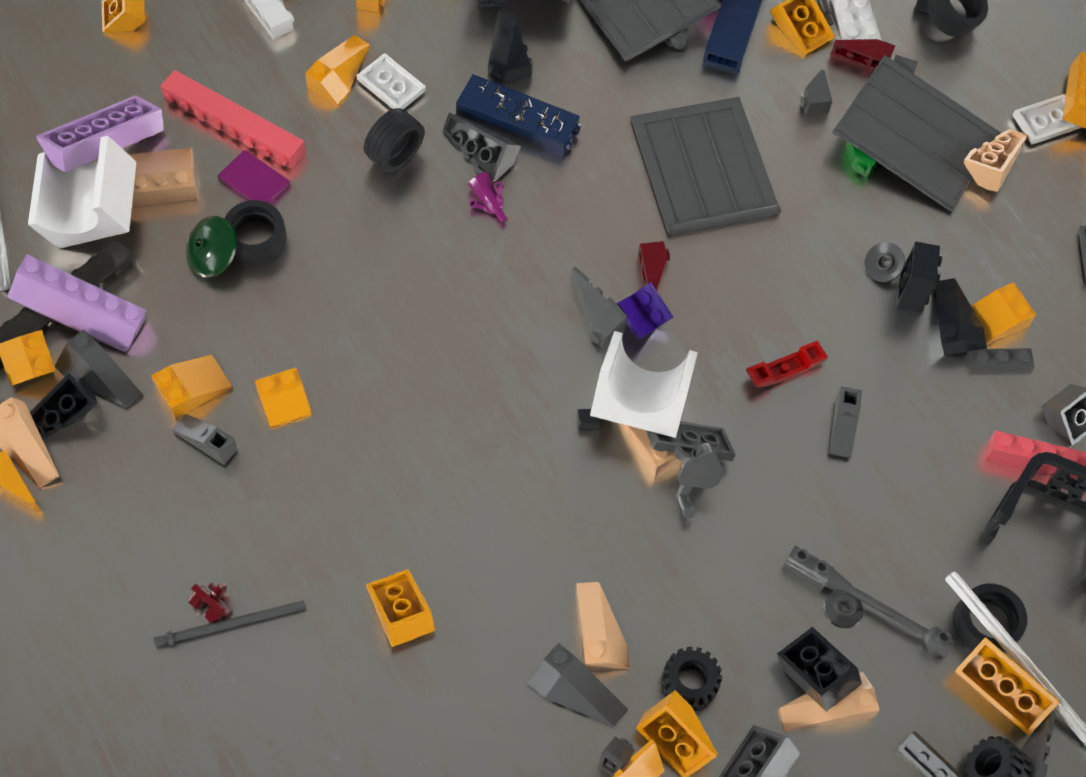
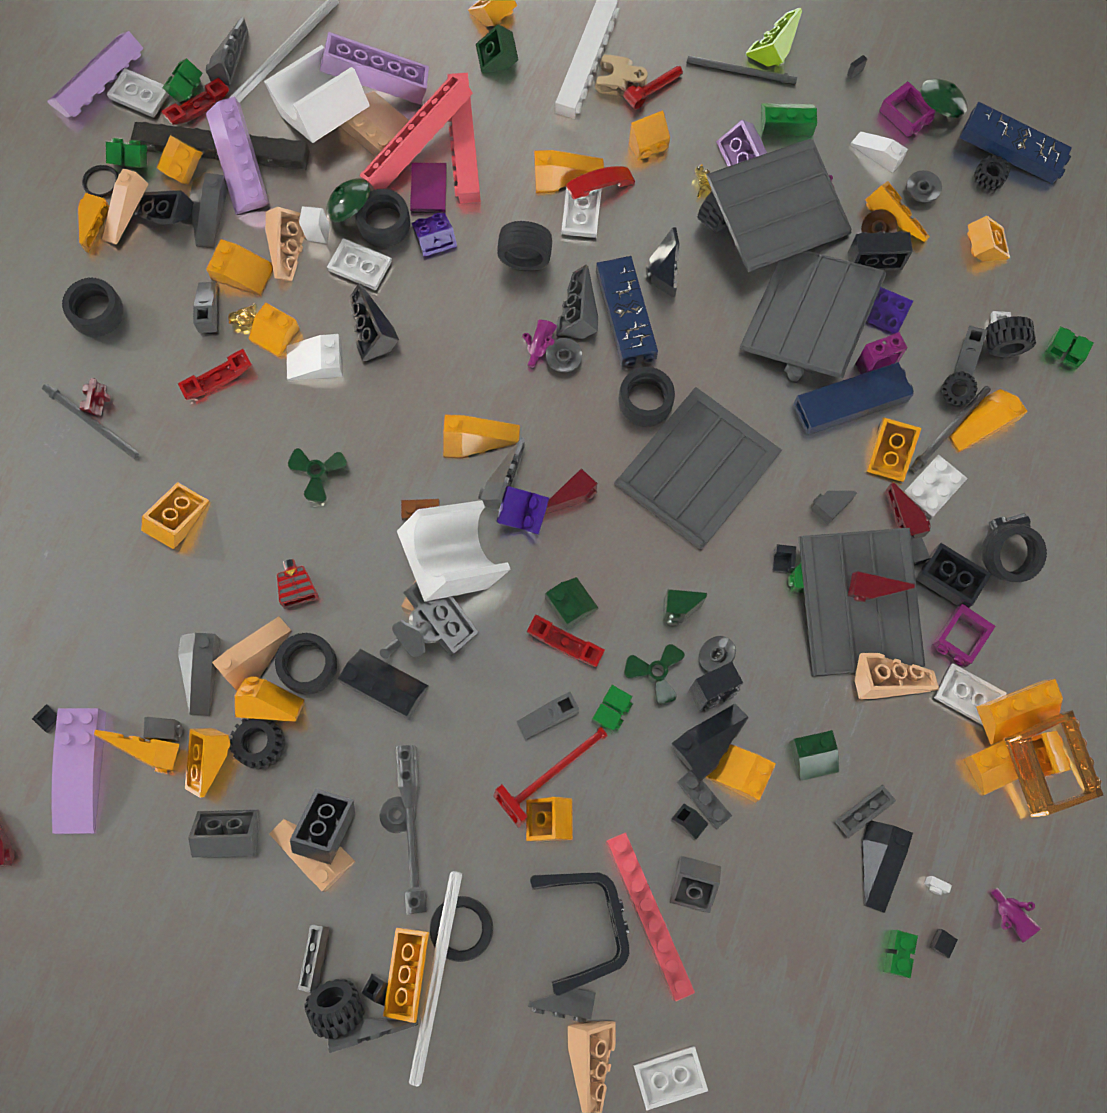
camera: 55 degrees right, 10 degrees up
(102, 515) = (81, 291): none -> black tyre
(170, 37) = (497, 50): none -> dark green slope
(189, 321) = (284, 241): none -> light nougat wedge
(200, 144) = (417, 133): none -> coral brick
(210, 289) = (314, 224): none -> white piece
(247, 412) = (244, 316): none -> clear yellow animal
(280, 284) = (359, 264): none -> white plate
(286, 476) = (216, 377): none -> red slope
(307, 202) = (434, 234): none -> dark purple bracket
(344, 382) = (315, 358): none -> white slope
(356, 316) = (373, 328): none -> black wedge
(376, 50) = (599, 179): none -> red slope
(440, 462) = (299, 462): none -> dark green piece
(520, 181) = (567, 348): none -> dark grey dish
(532, 308) = (474, 435): none -> light orange wedge
(559, 546) = (294, 585): none -> red torso
(568, 397) = (409, 507): none -> dark orange plate
(618, 135) = (649, 376): none -> black tyre
(650, 560) = (289, 647): none -> black tyre
(659, 643) = (265, 700): none -> light orange slope
(714, 537) = (383, 683): none -> black slope
(753, 340) = (570, 602): none -> dark green slope
(824, 256) = (681, 605): none -> dark green slope
(837, 159) = (784, 558): none -> black panel
(860, 299) = (638, 668): none -> dark green piece
(872, 364) = (616, 700): none -> green piece
(903, 502) = (512, 804): none -> red tile
(914, 114) = (869, 586): none -> dark red slope
(937, 486) = (549, 819): none -> light orange slope
(945, 58) = (953, 576): none -> black brick
(993, 72) = (973, 620): none -> magenta window
(999, 726) = (376, 989): none -> black brick
(1013, 381) = (690, 821): none -> black brick
(1021, 254) = (815, 755): none -> dark green slope

